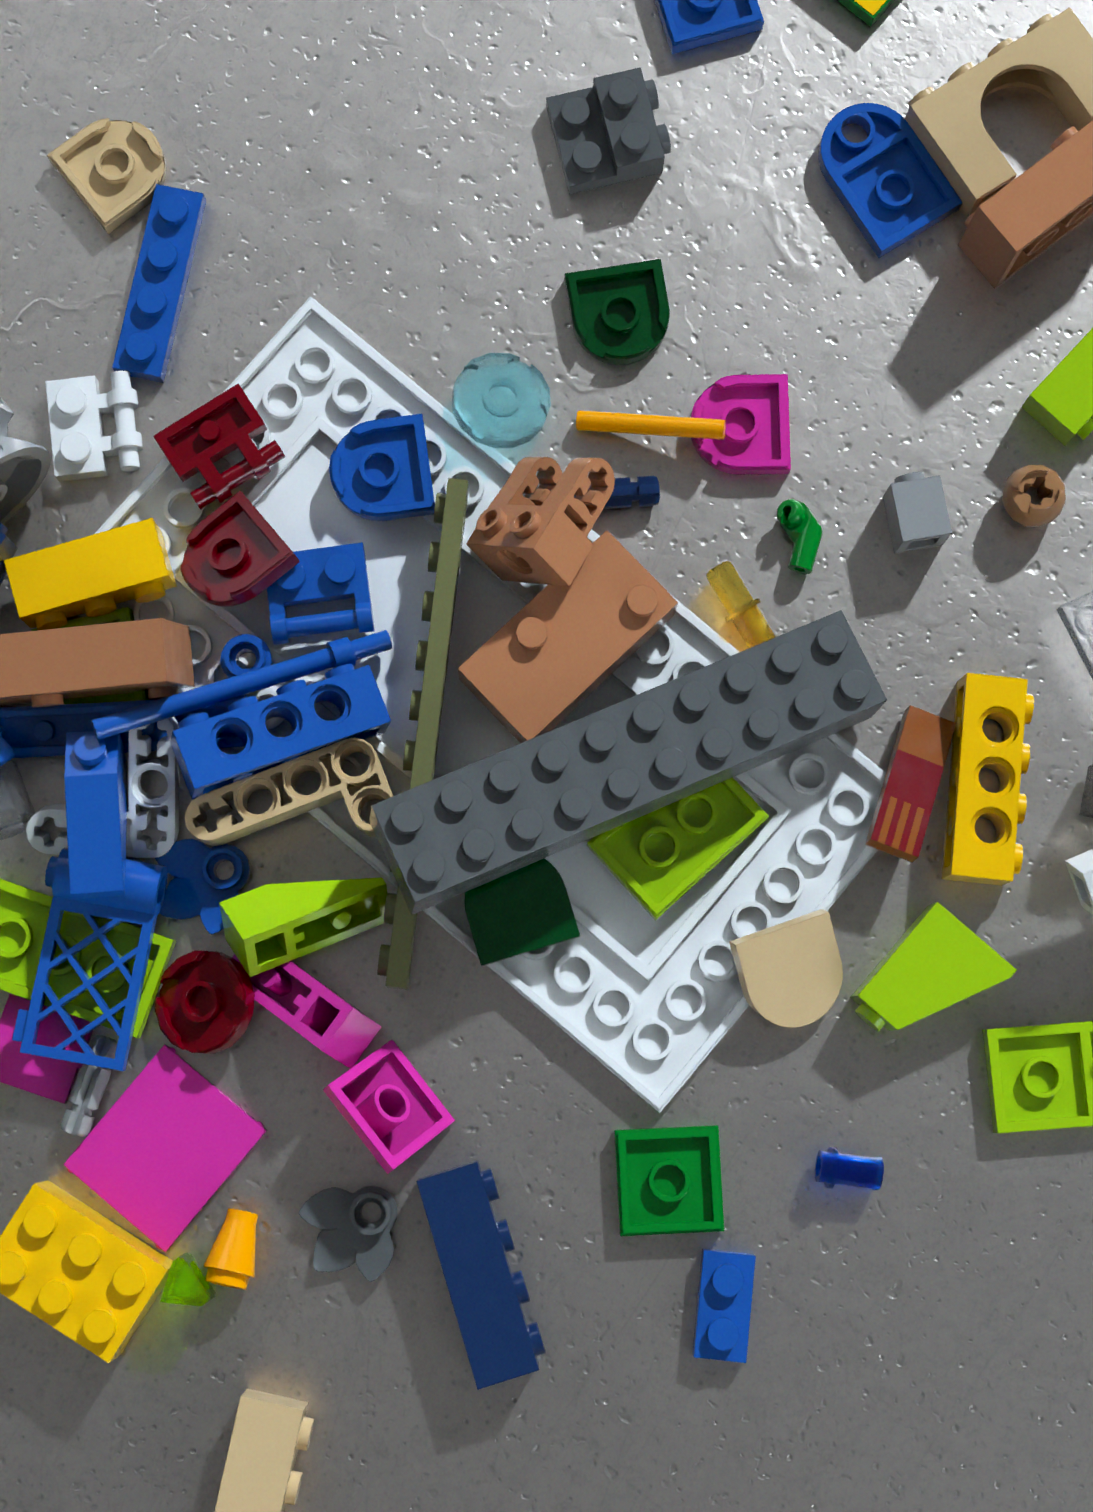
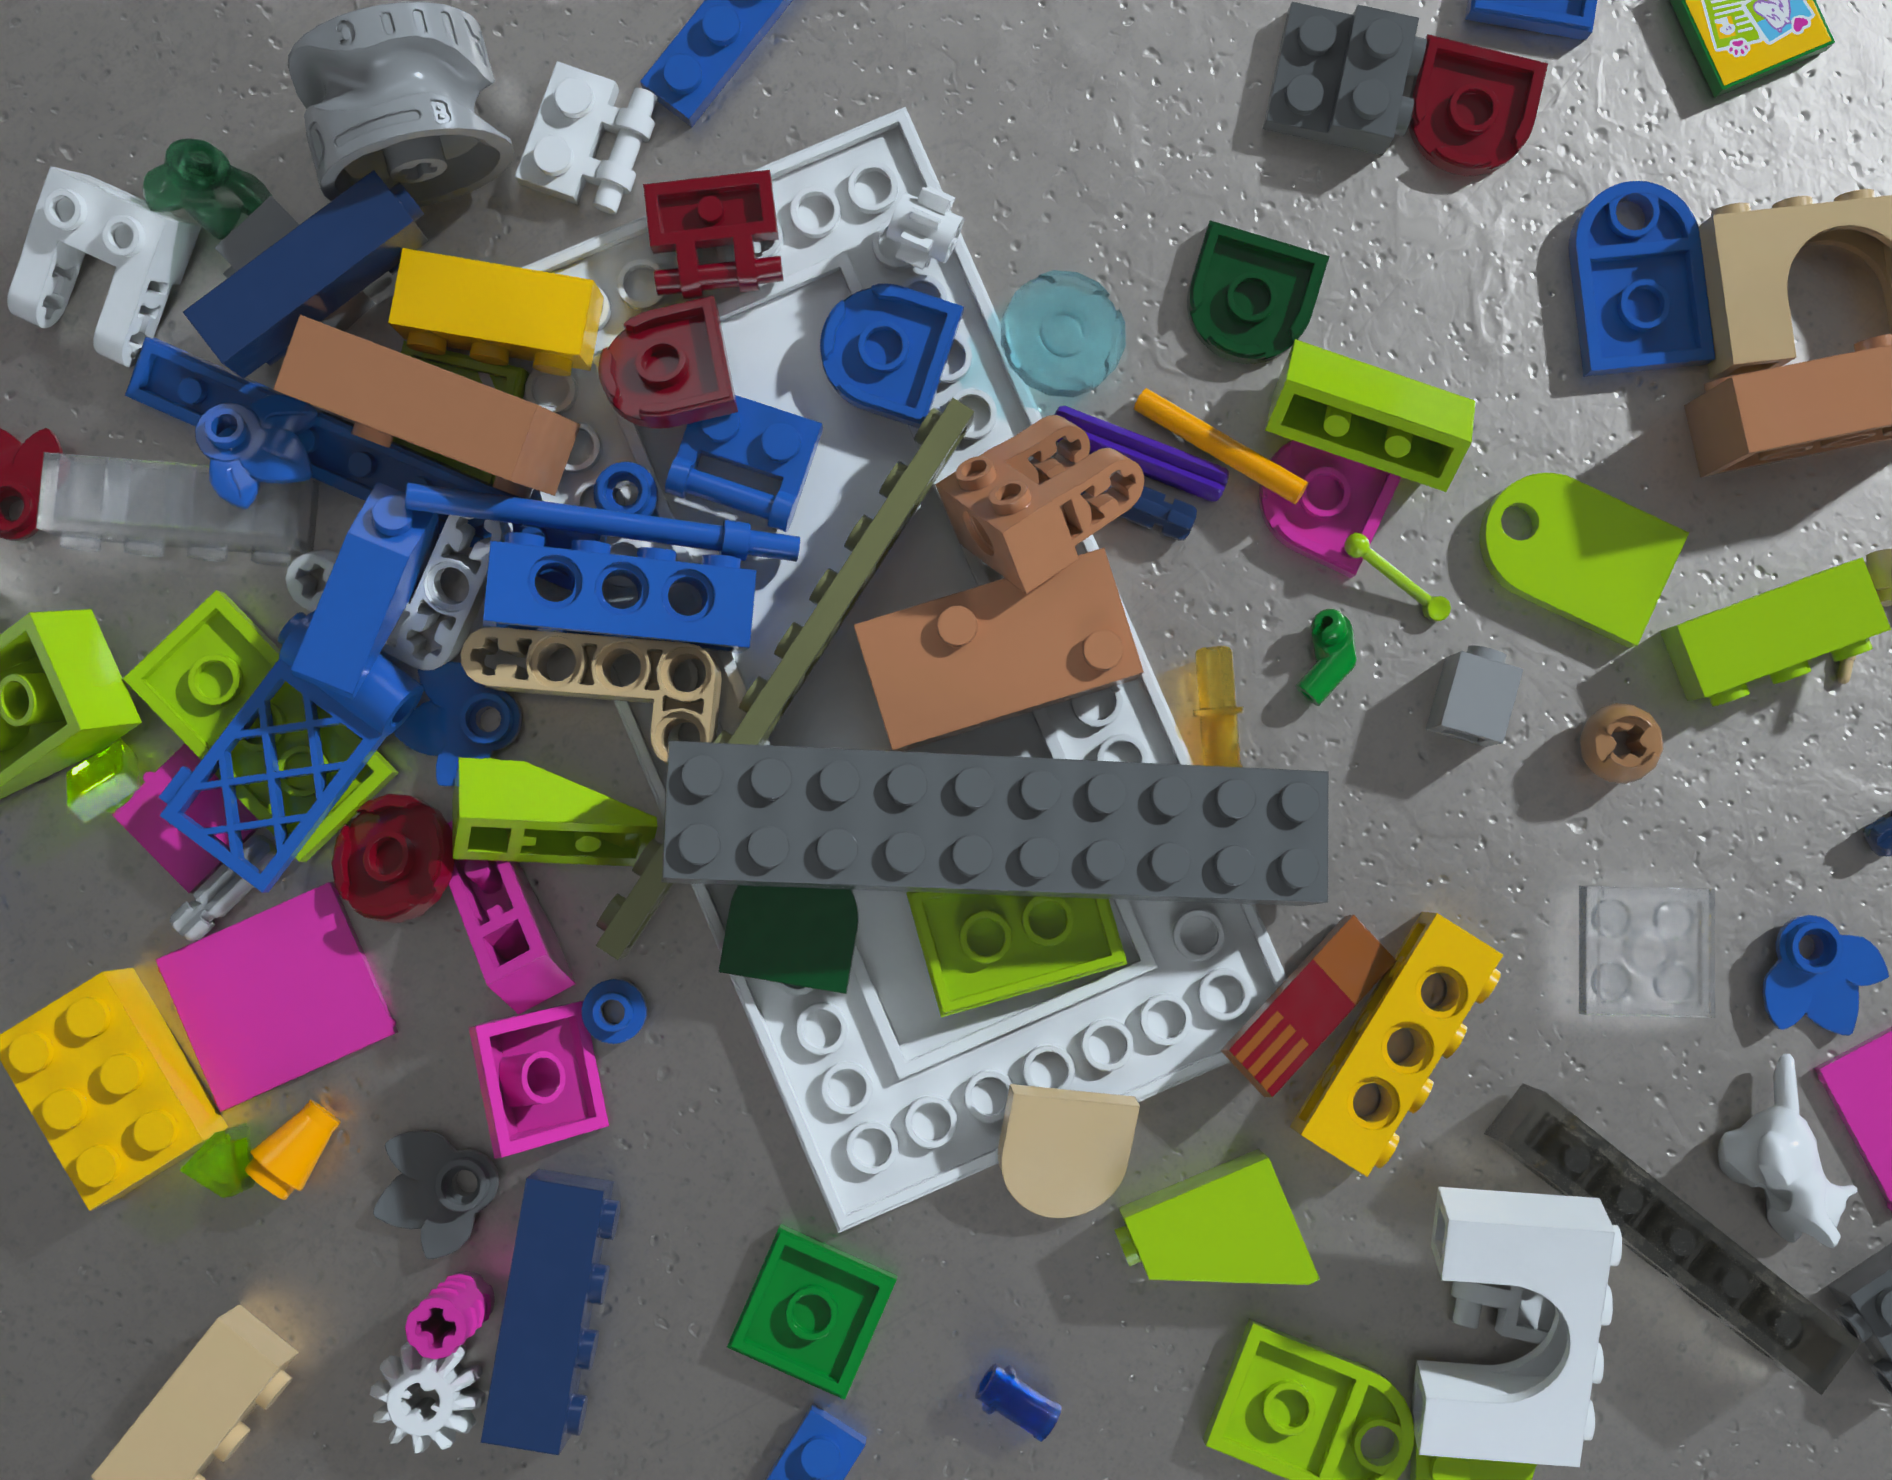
camera: 25 degrees right, 5 degrees up
(368, 371) = (925, 227): none -> white gear
(405, 1322) = (450, 1315): none -> dark pink axle
(423, 1397) = (425, 1417): none -> white gear
(435, 1034) = (633, 1004): none -> blue plate
(620, 455) = (1155, 458): none -> dark purple axle
(708, 110) = (1473, 106): none -> dark red tile
(745, 353) = (1371, 416): none -> lime brick
(857, 465) = (1433, 607): none -> lime hinge
(942, 380) = (1583, 556): none -> lime tile

